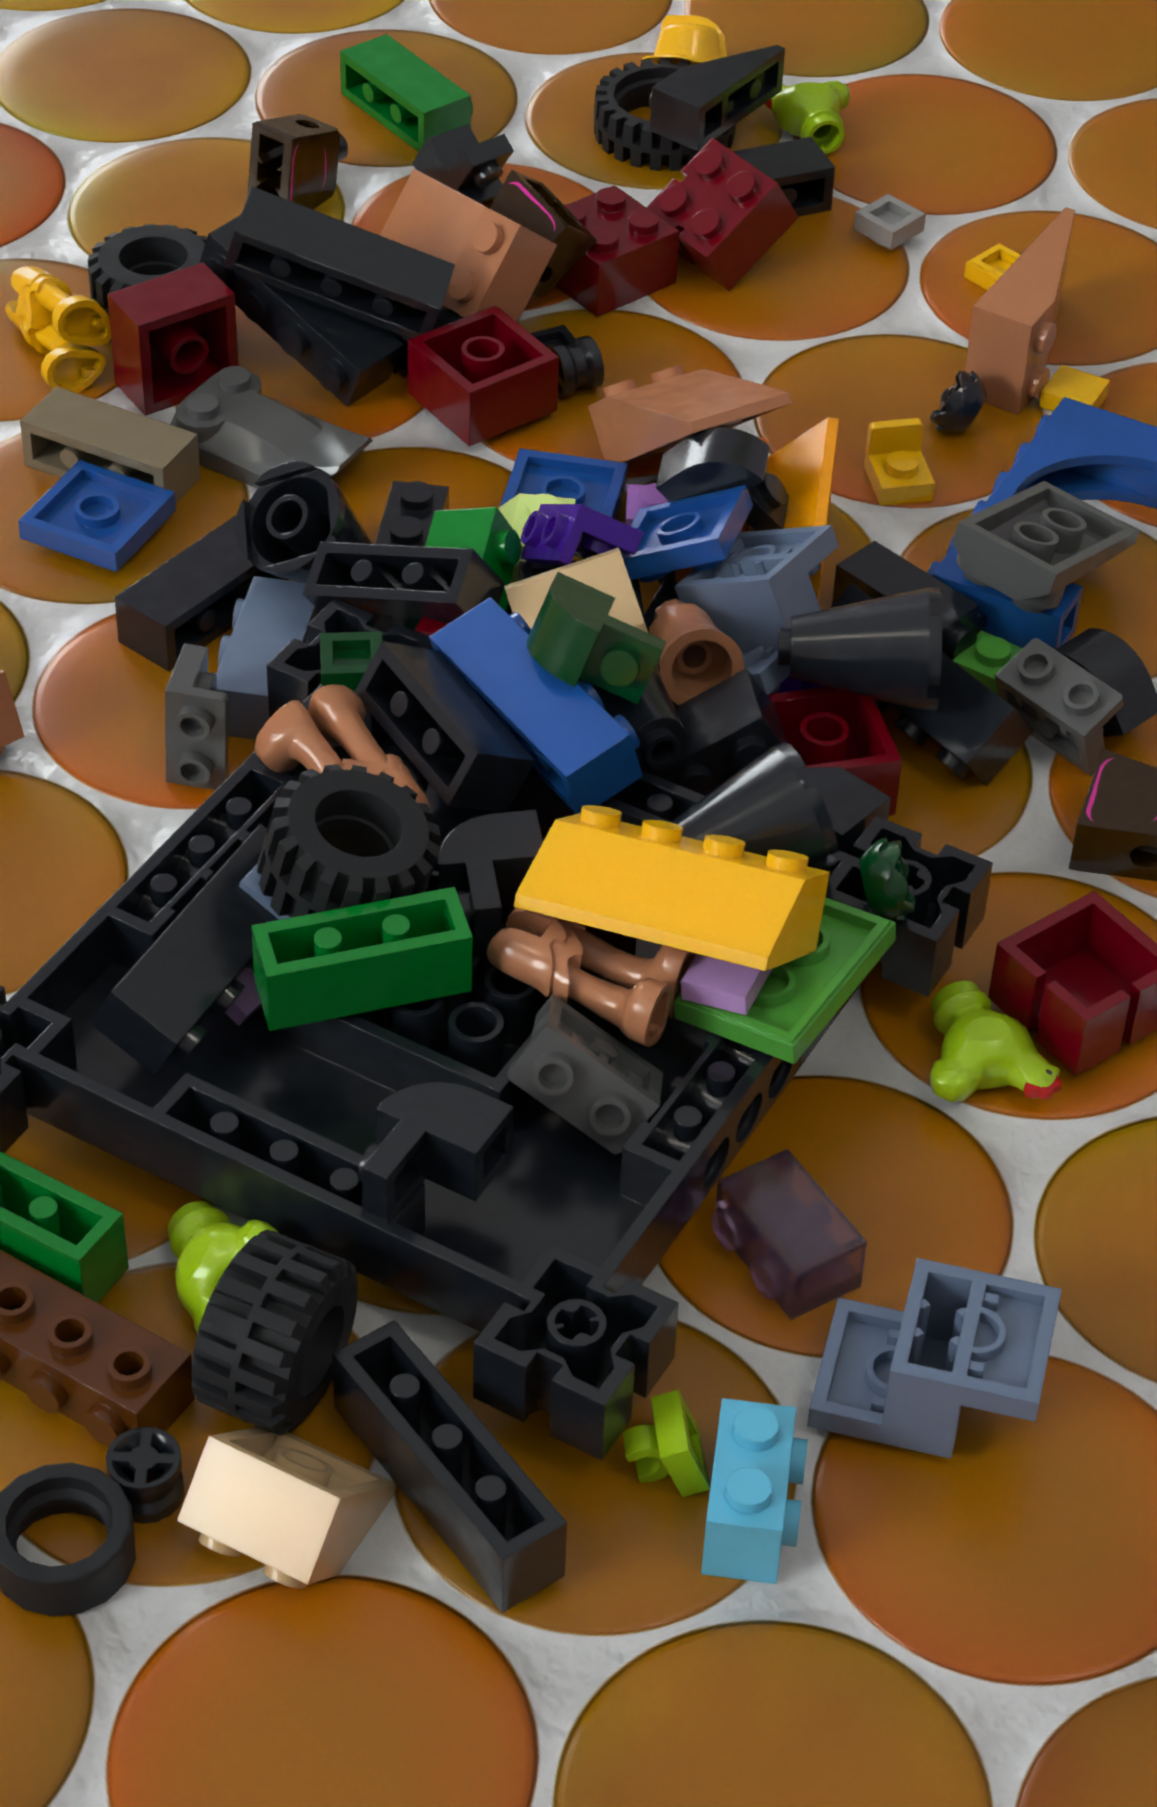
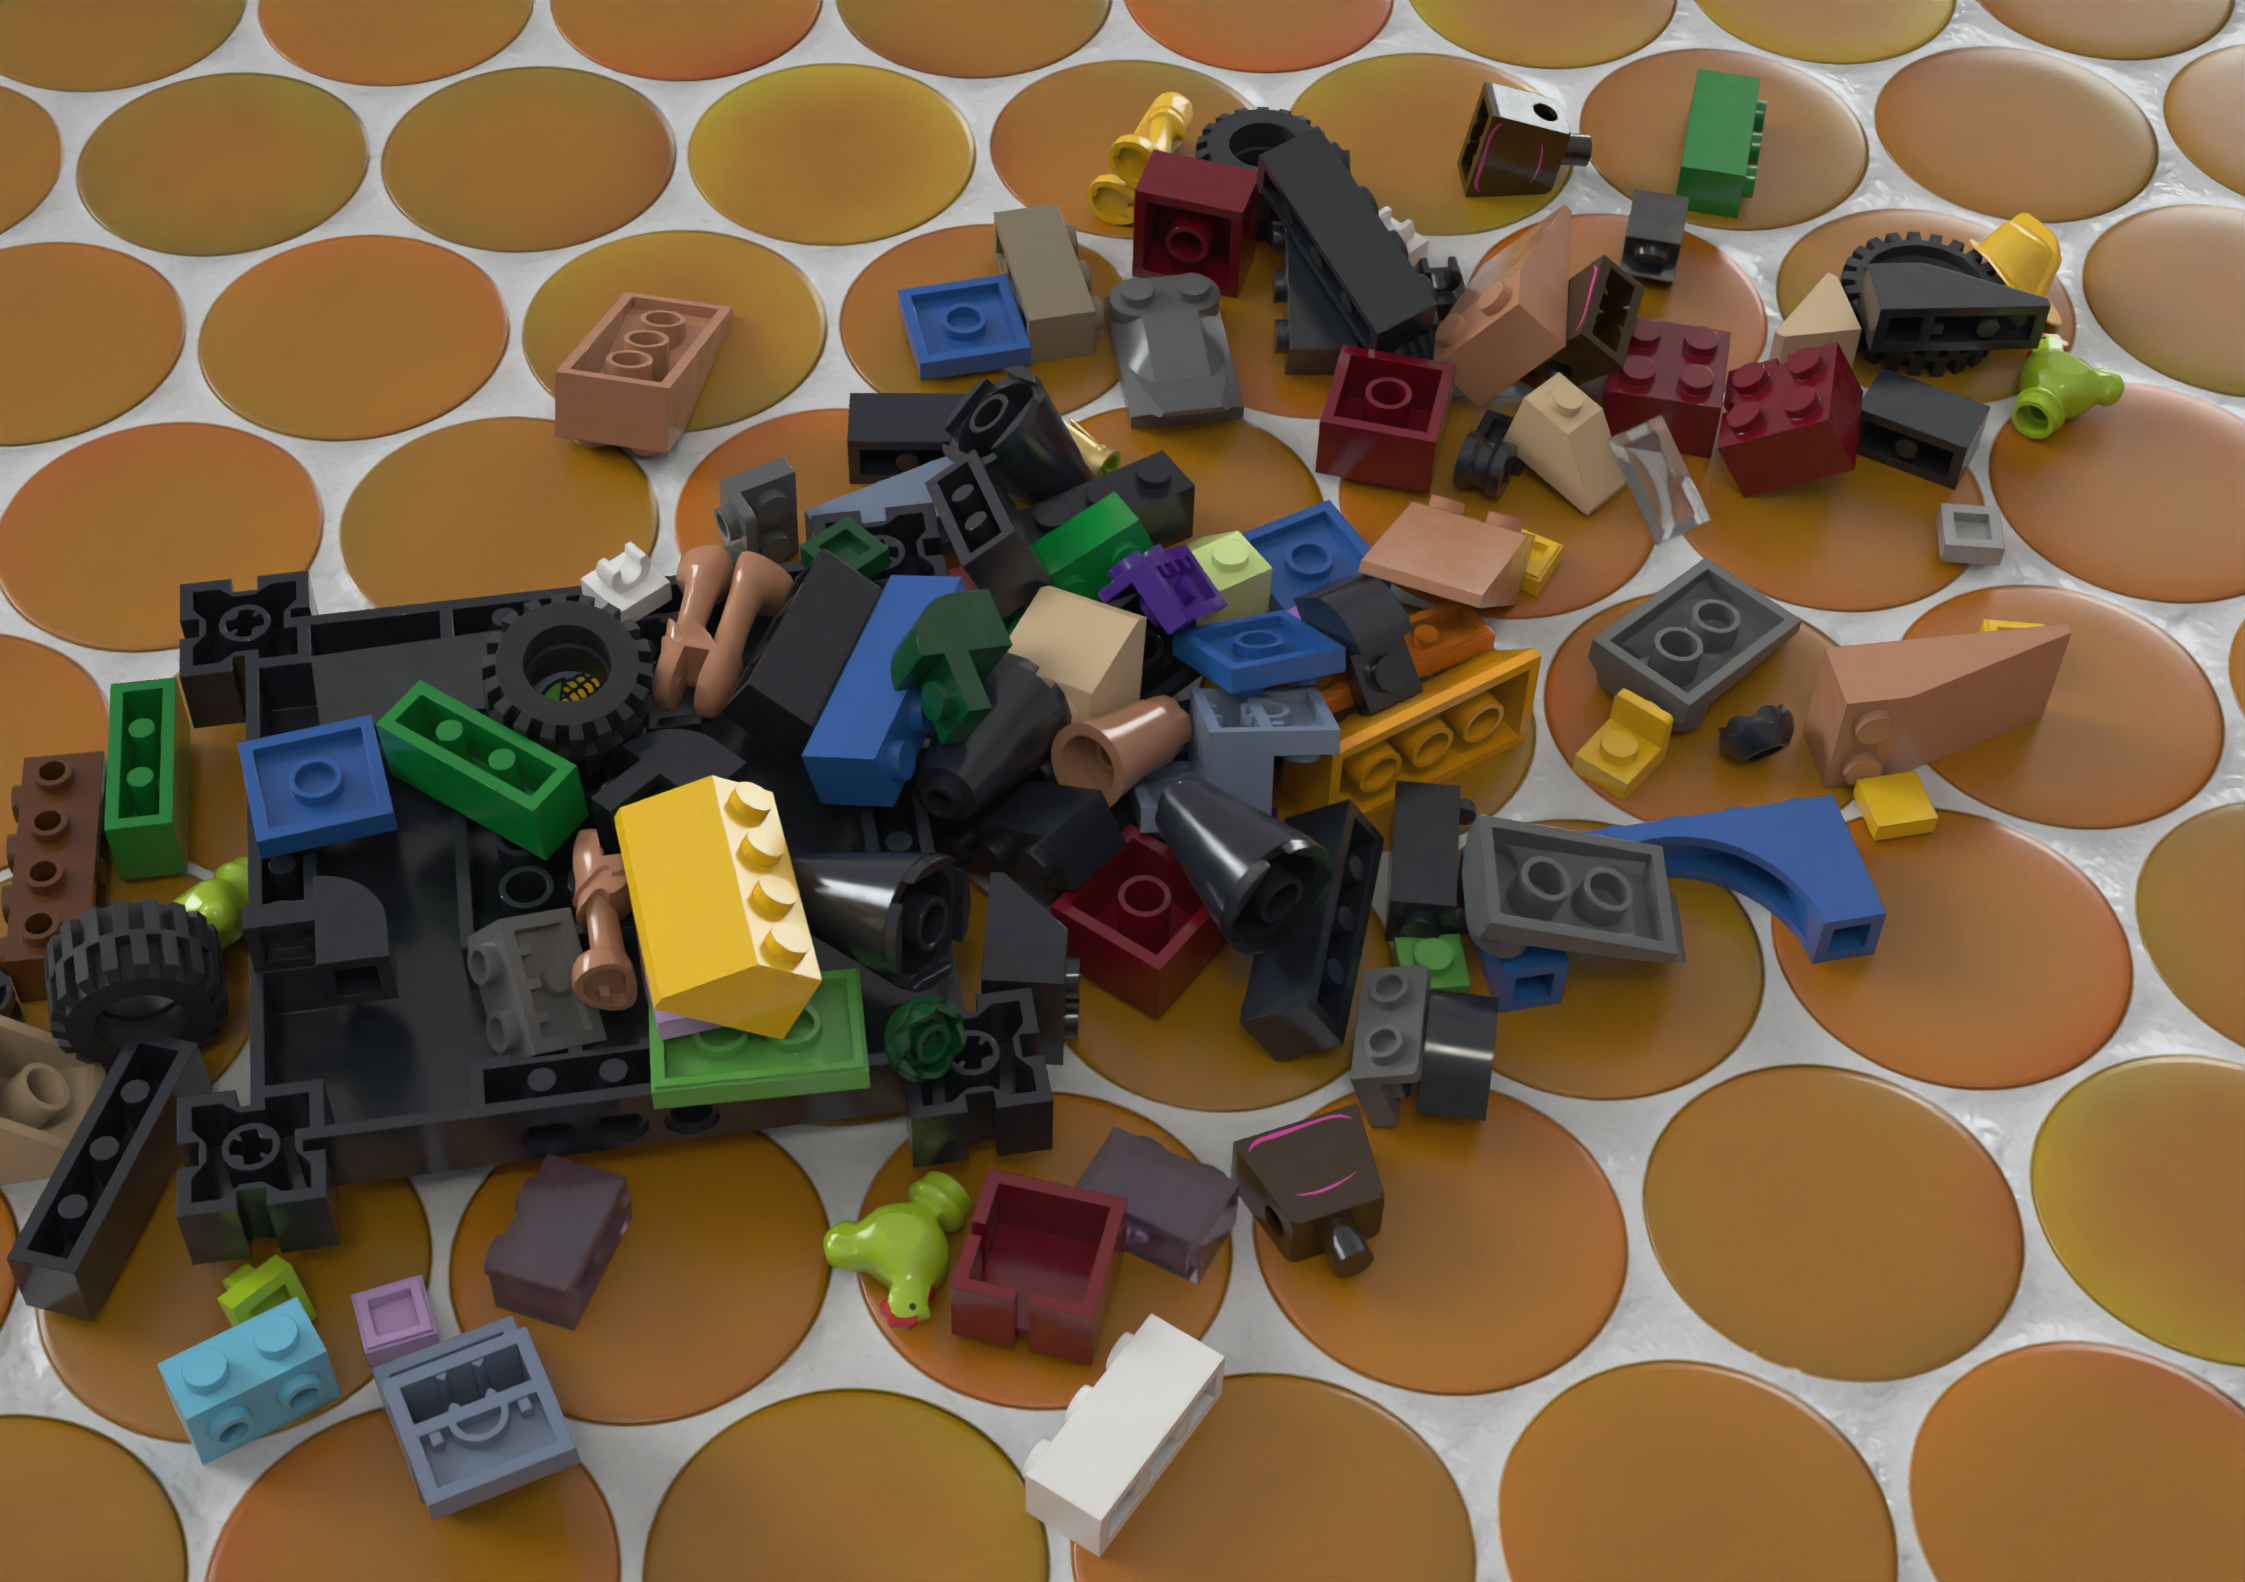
camera: 50 degrees right, 5 degrees up
(228, 792) = (628, 584): none -> white tile
(242, 1074) = (316, 786): none -> blue plate
(609, 311) = (1566, 443): none -> tan slope
(638, 160) = (1817, 321): none -> tan slope
(693, 302) = (1659, 480): none -> clear slope
(753, 1375) = (394, 1320): none -> lavender tile
(854, 375) = (1691, 642): none -> dark grey slope
(1049, 885) = (1175, 1206): none -> brick

